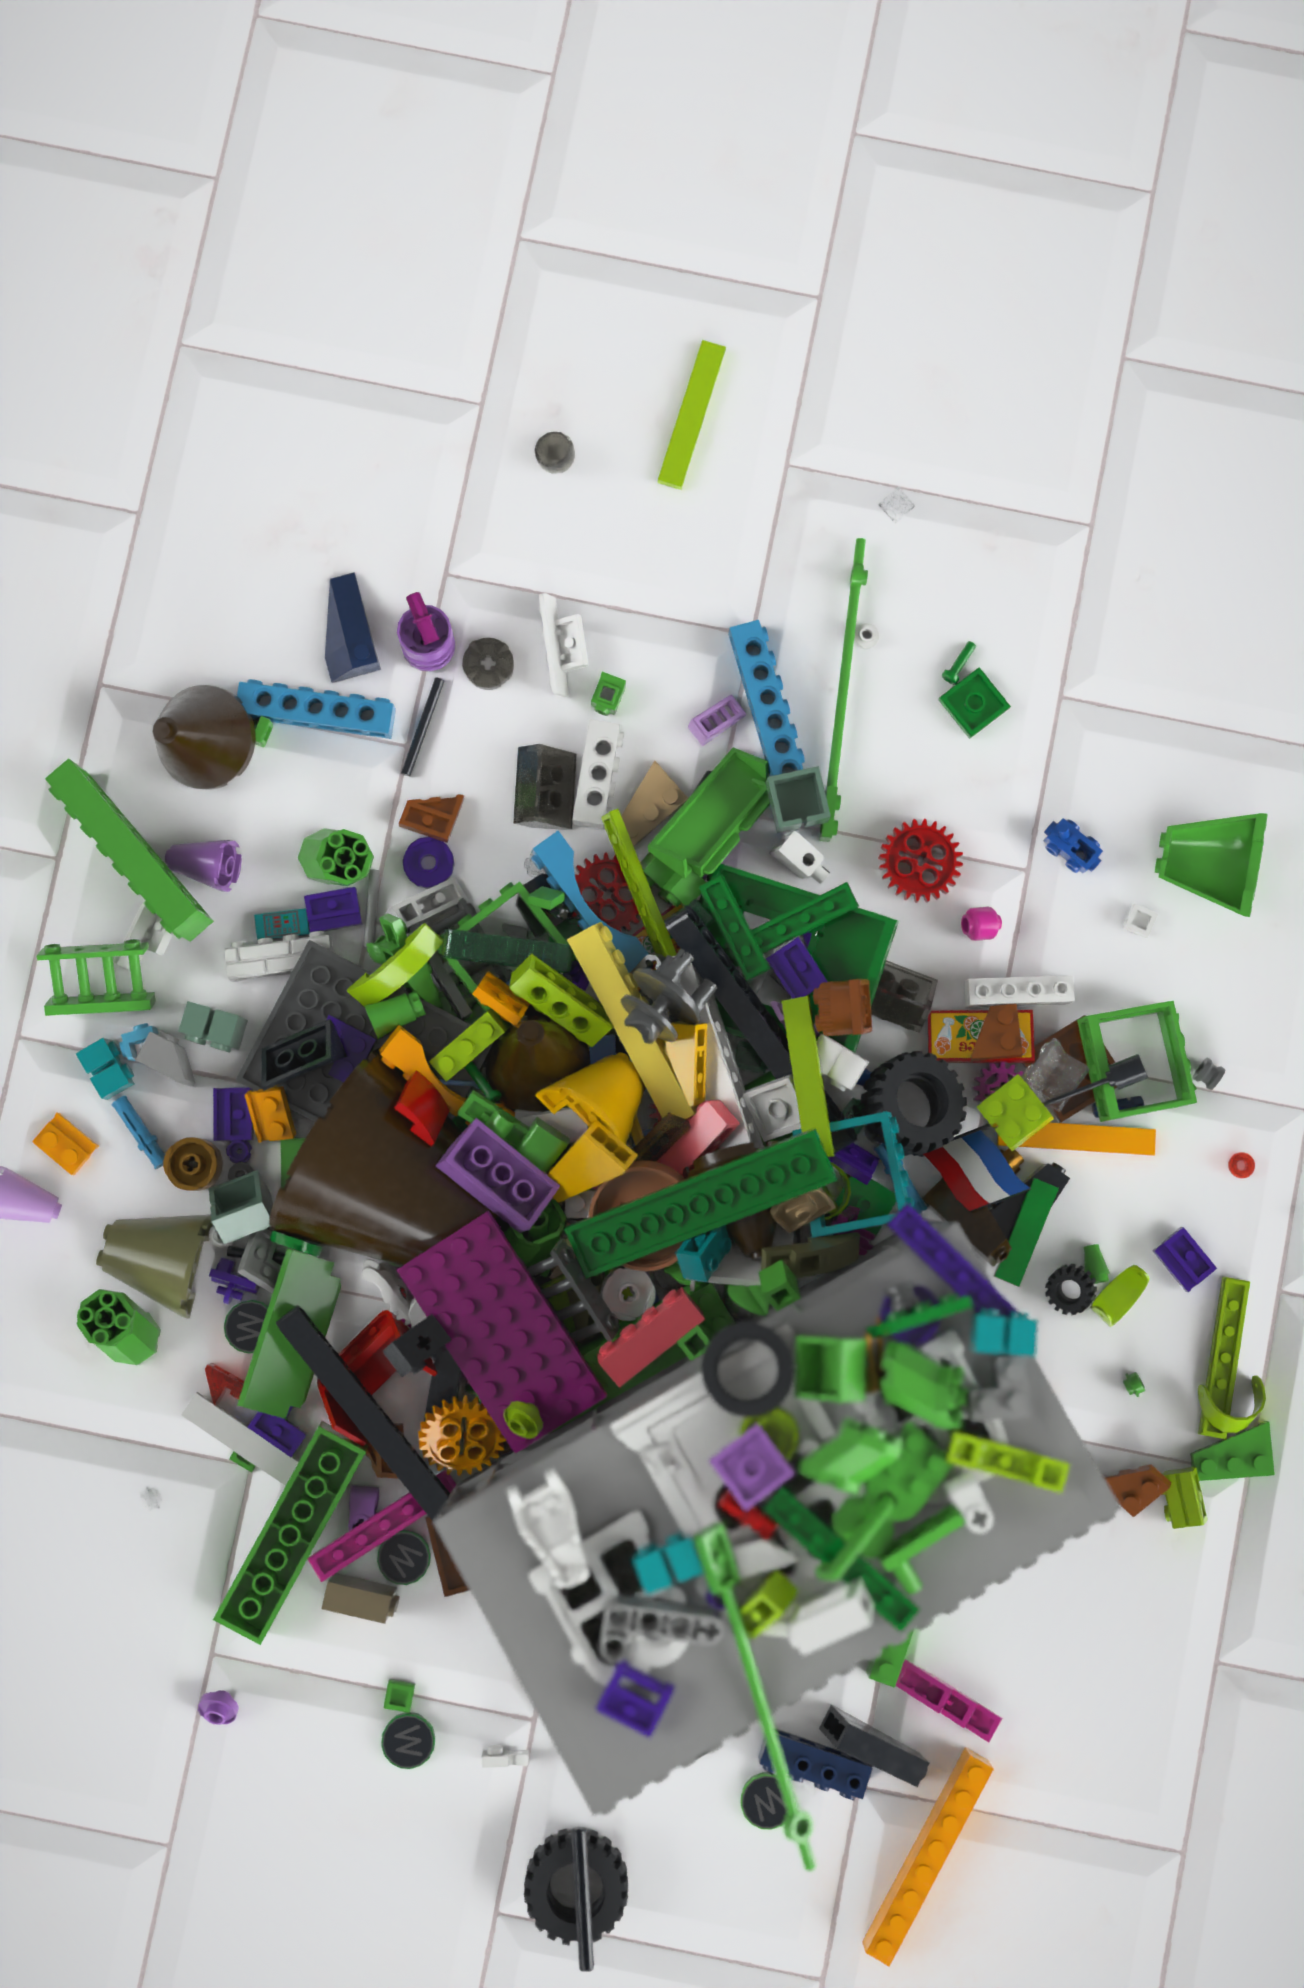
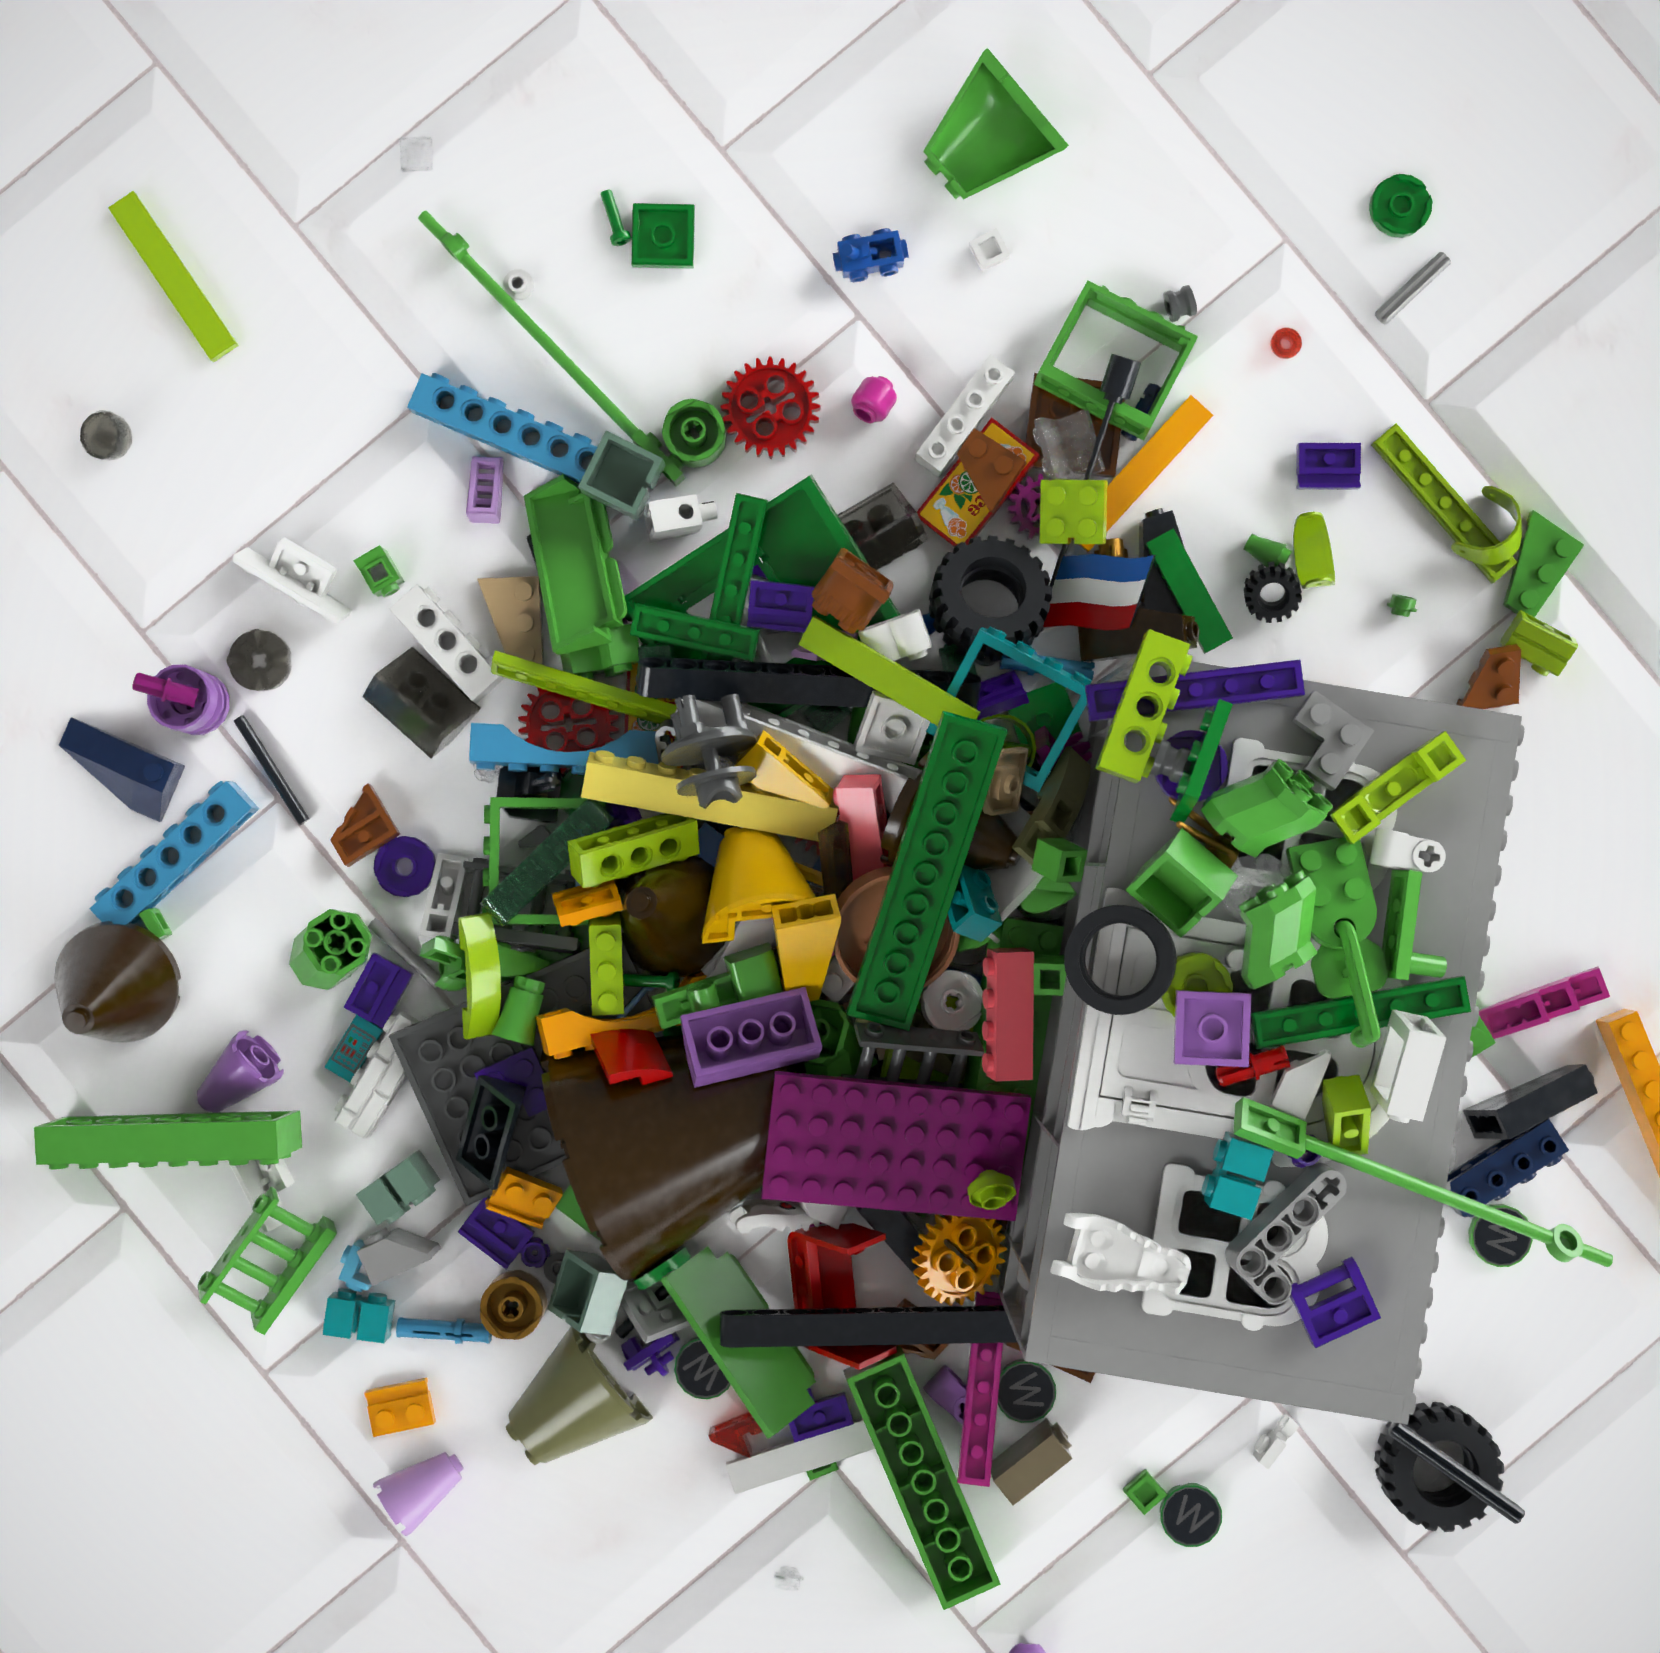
camera: 45 degrees left, 5 degrees up
(118, 1327) = (608, 1490): bright green brick -> none
(426, 1335) = (842, 1251): black brick -> none
(546, 898) = (526, 785): bright green tile -> none
(877, 824) = (702, 417): none -> bright green brick
(966, 1229) = (1154, 650): none -> lime brick
(1003, 1334) = (1280, 694): teal piece -> none

